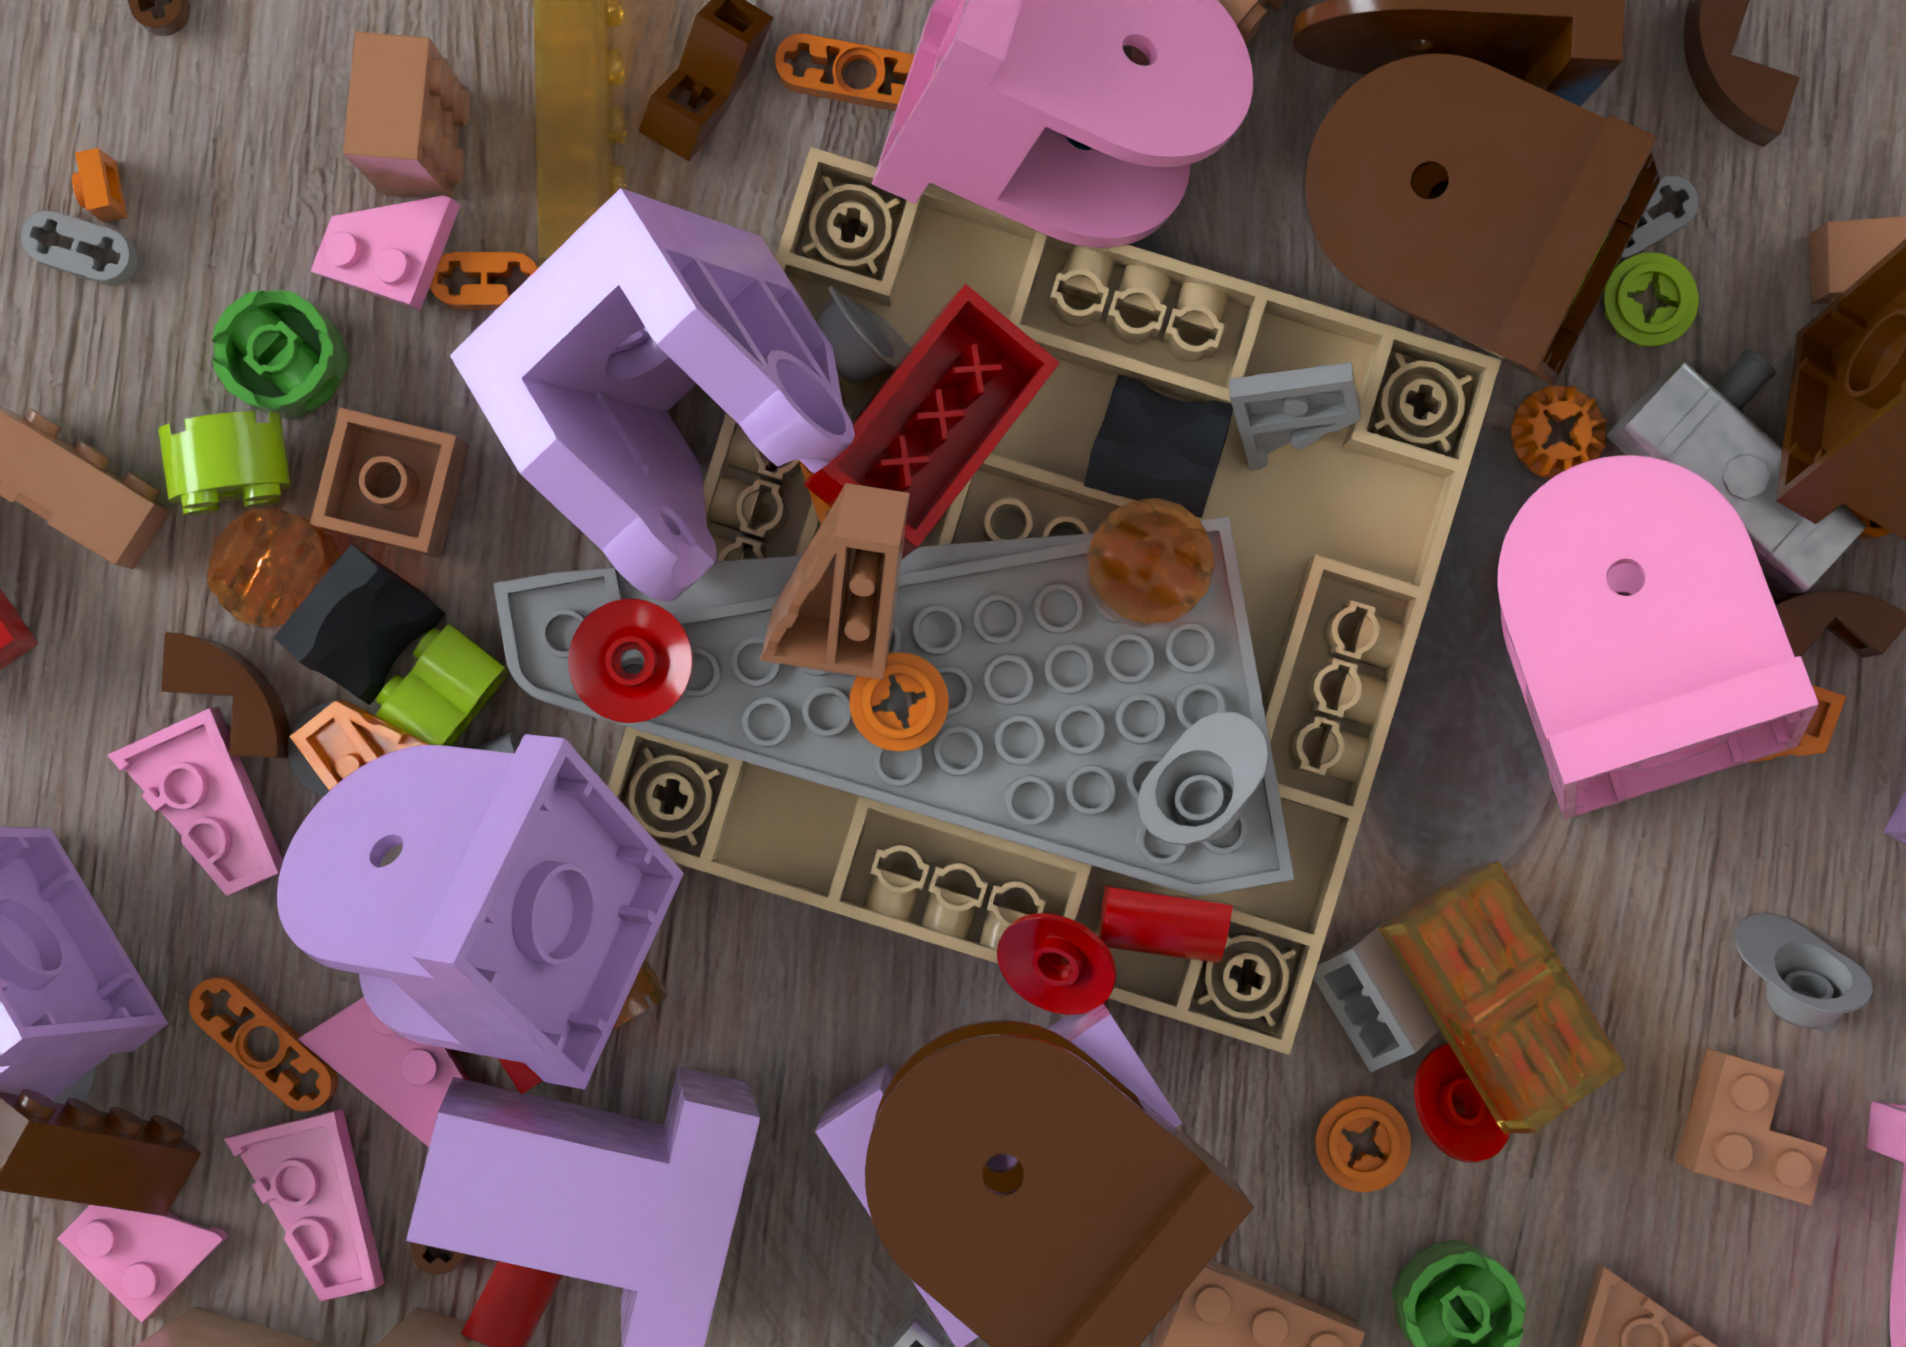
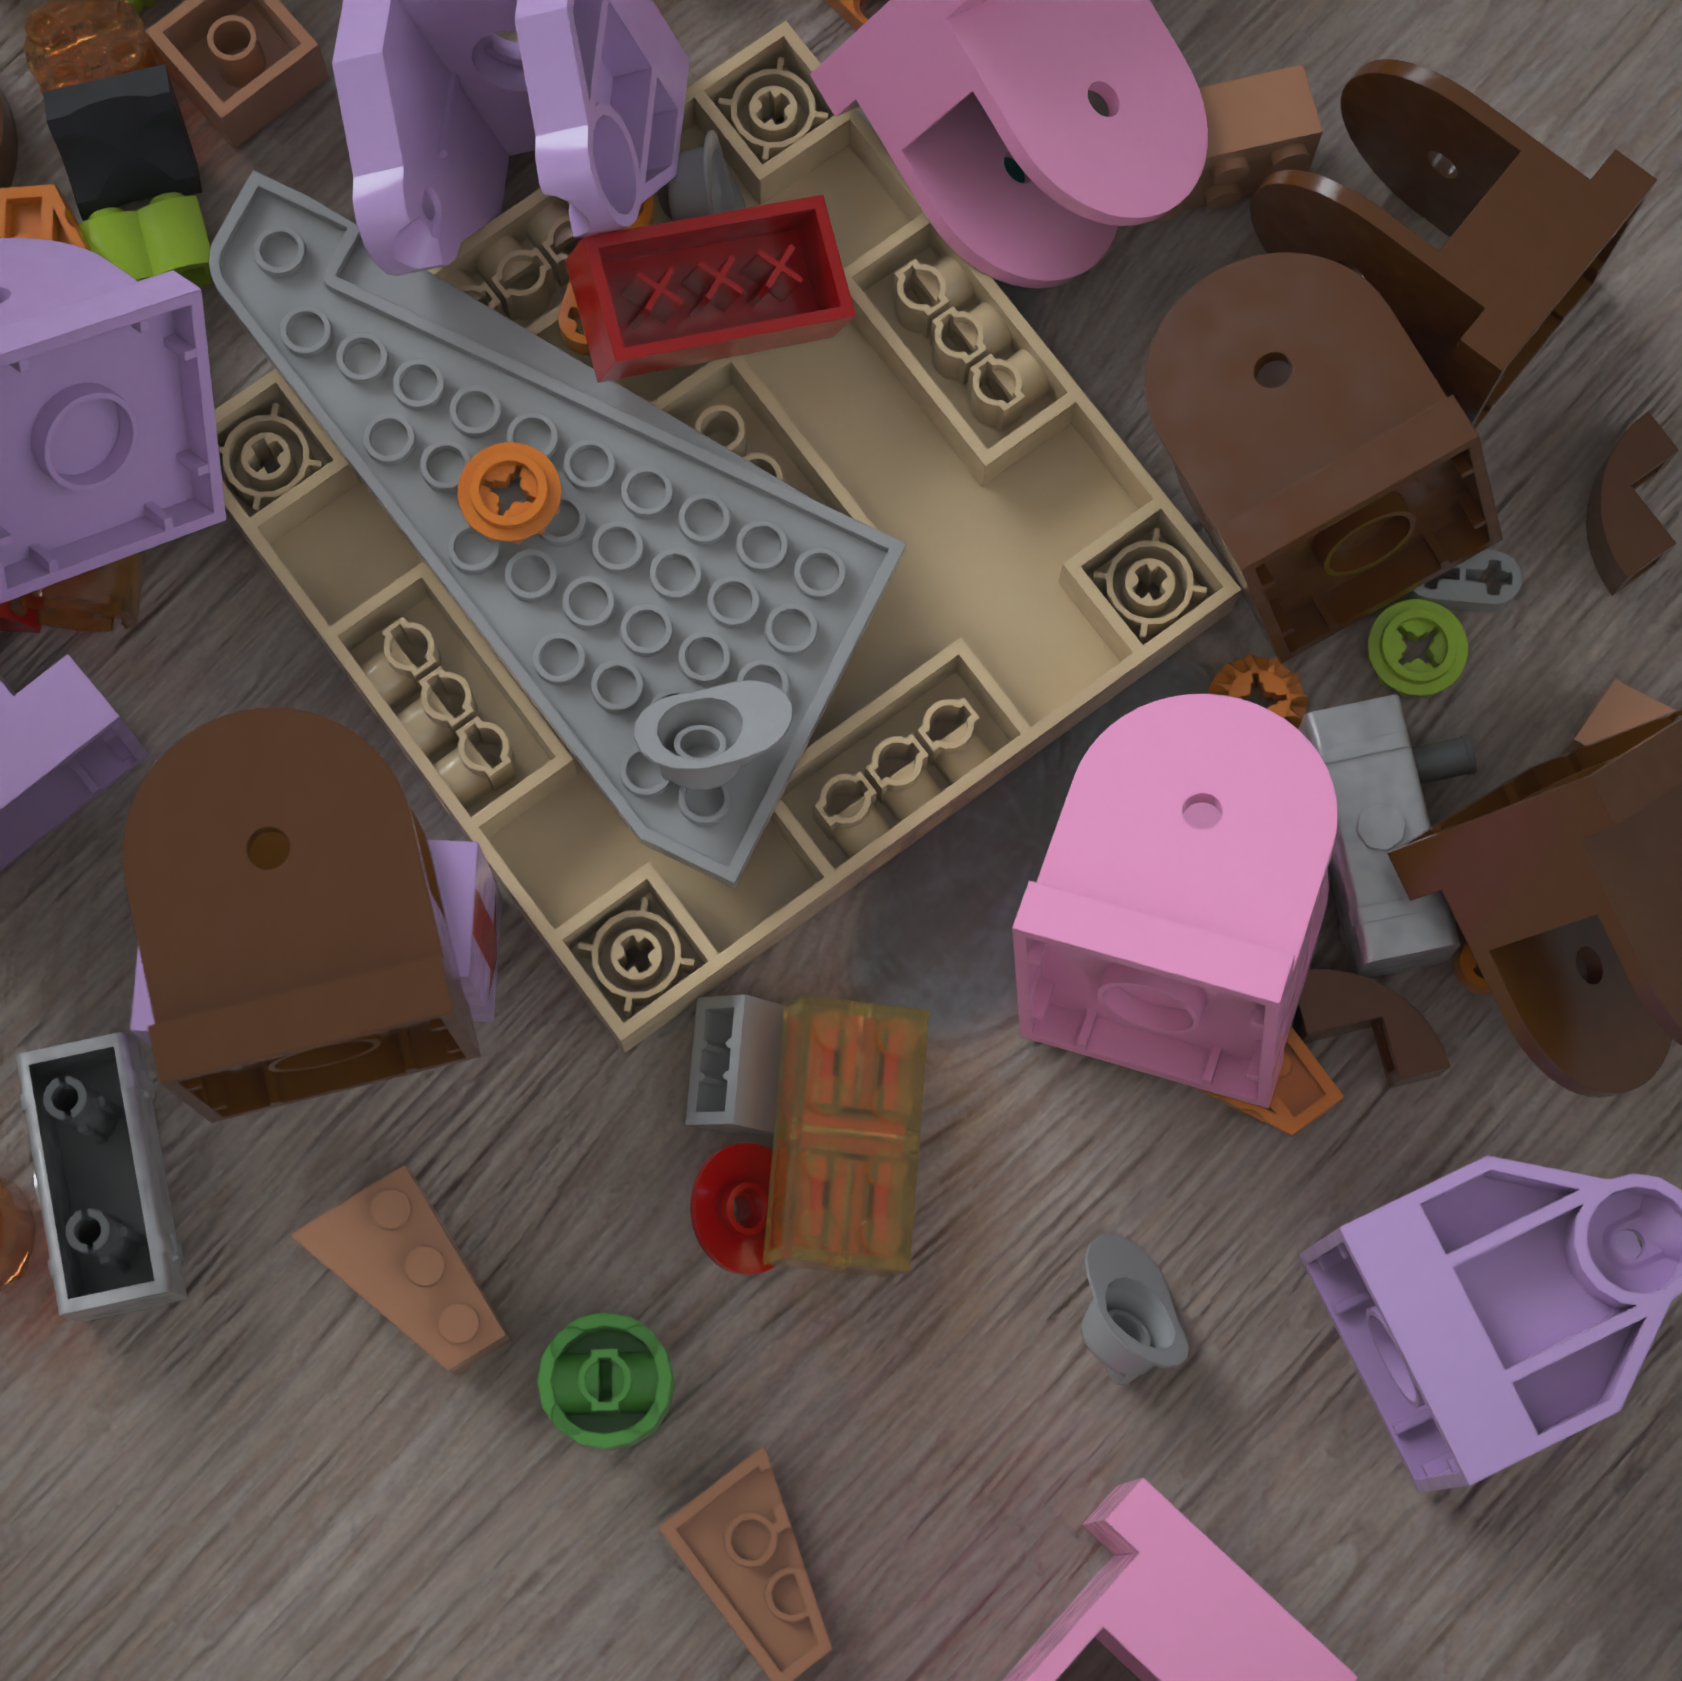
camera: 30 degrees right, 10 degrees down
(598, 654) = (305, 274): red dish -> none
(844, 589) = (533, 354): nougat wedge -> none
(1056, 963) = (478, 799): red dish -> none
(1149, 563) = (802, 519): clear orange brick -> none
(1158, 446) = (891, 454): black brick -> none
(1164, 924) = (593, 841): red brick -> none
(1293, 408) = (1028, 500): light grey wing -> none
(1389, 1134) = (604, 1174): orange gear -> none
(1732, 1135) = (960, 1416): nougat brick -> none

